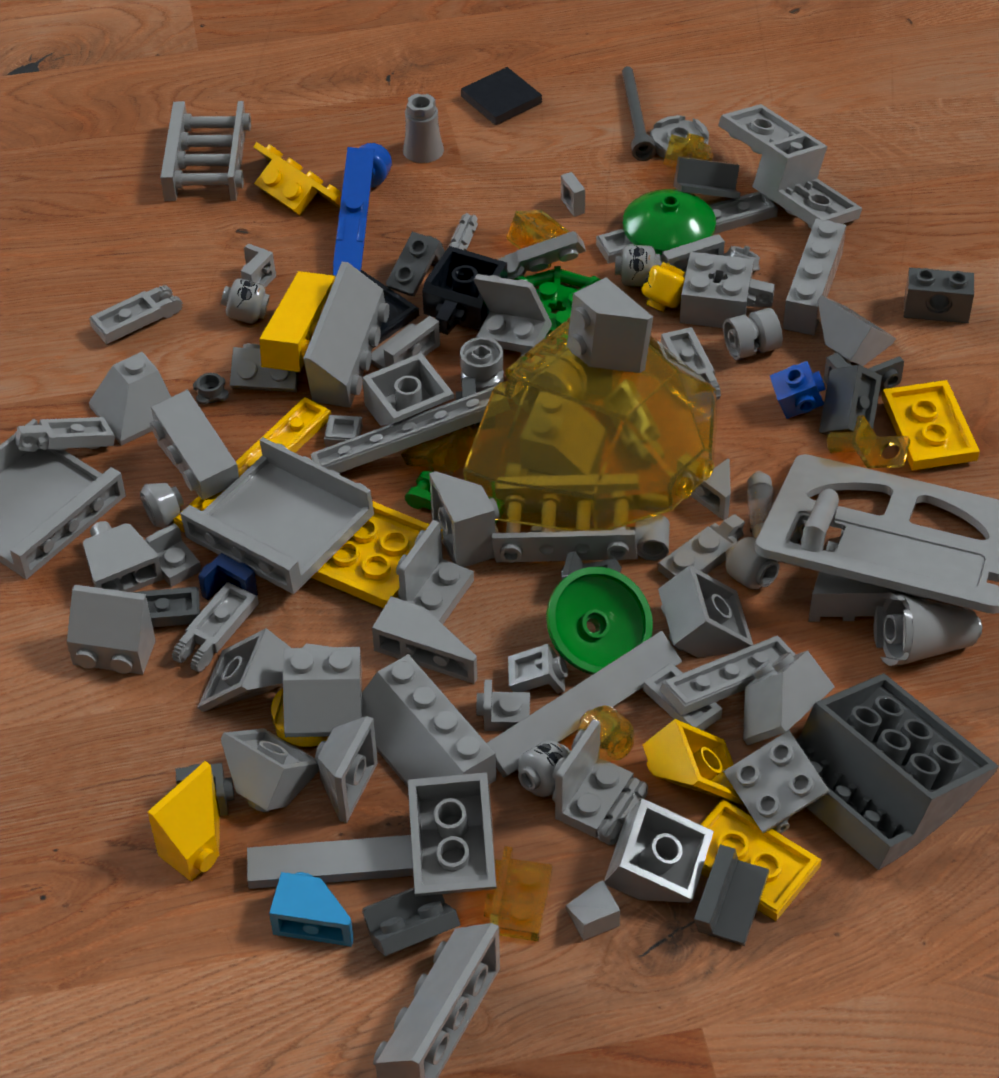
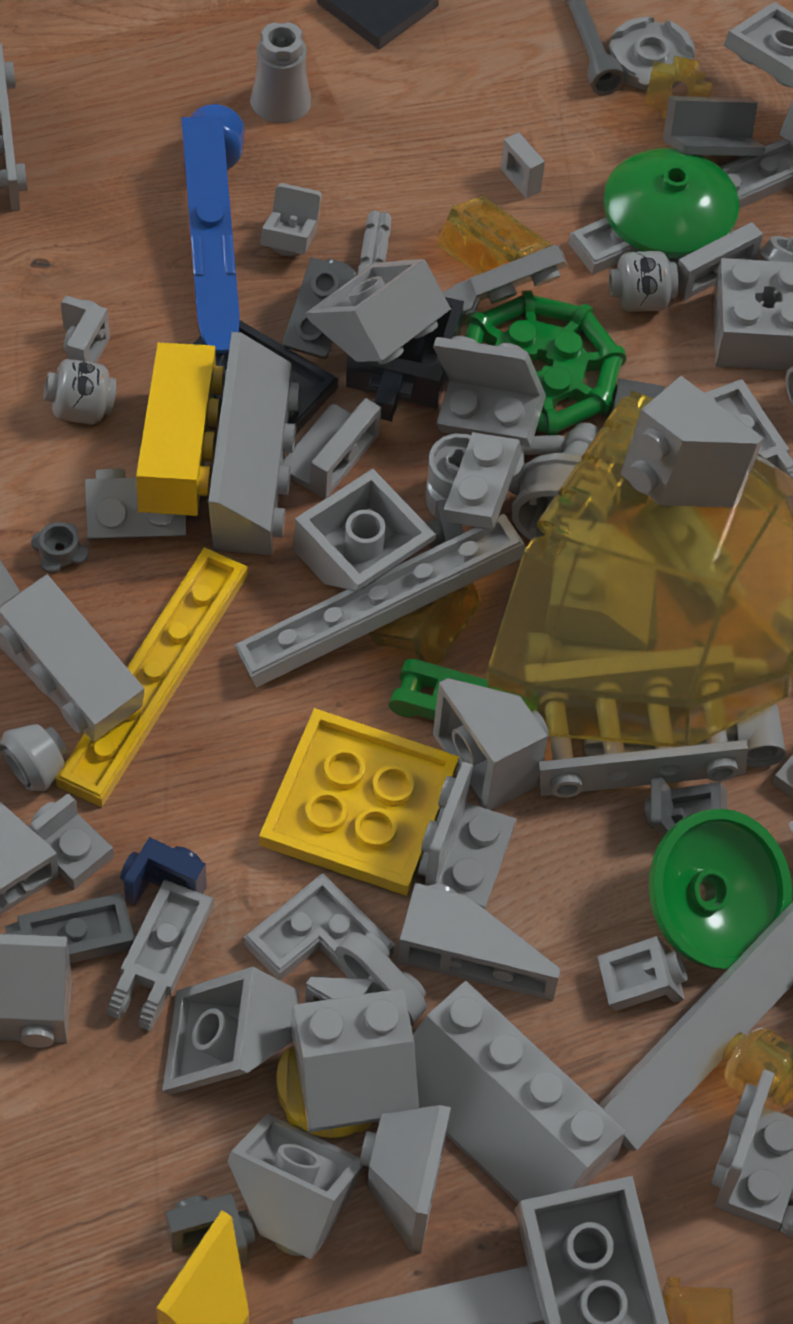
camera: 15 degrees left, 10 degrees up
(282, 516) = (222, 763): light grey panel -> none
(288, 184) = (100, 182): yellow bracket -> none
(325, 619) = (309, 921): none -> light grey tile
(342, 428) = (271, 598): light grey tile -> none
(348, 634) = (368, 959): none -> light grey plate
(411, 215) = (292, 221): none -> light grey bracket
(447, 260) = (381, 310): none -> light grey slope
(490, 363) = (482, 480): none -> light grey plate
(501, 709) = (607, 1041): light grey bracket -> none
(537, 767) = (691, 1135): light grey head -> none
(663, 286) = (690, 315): yellow head -> none

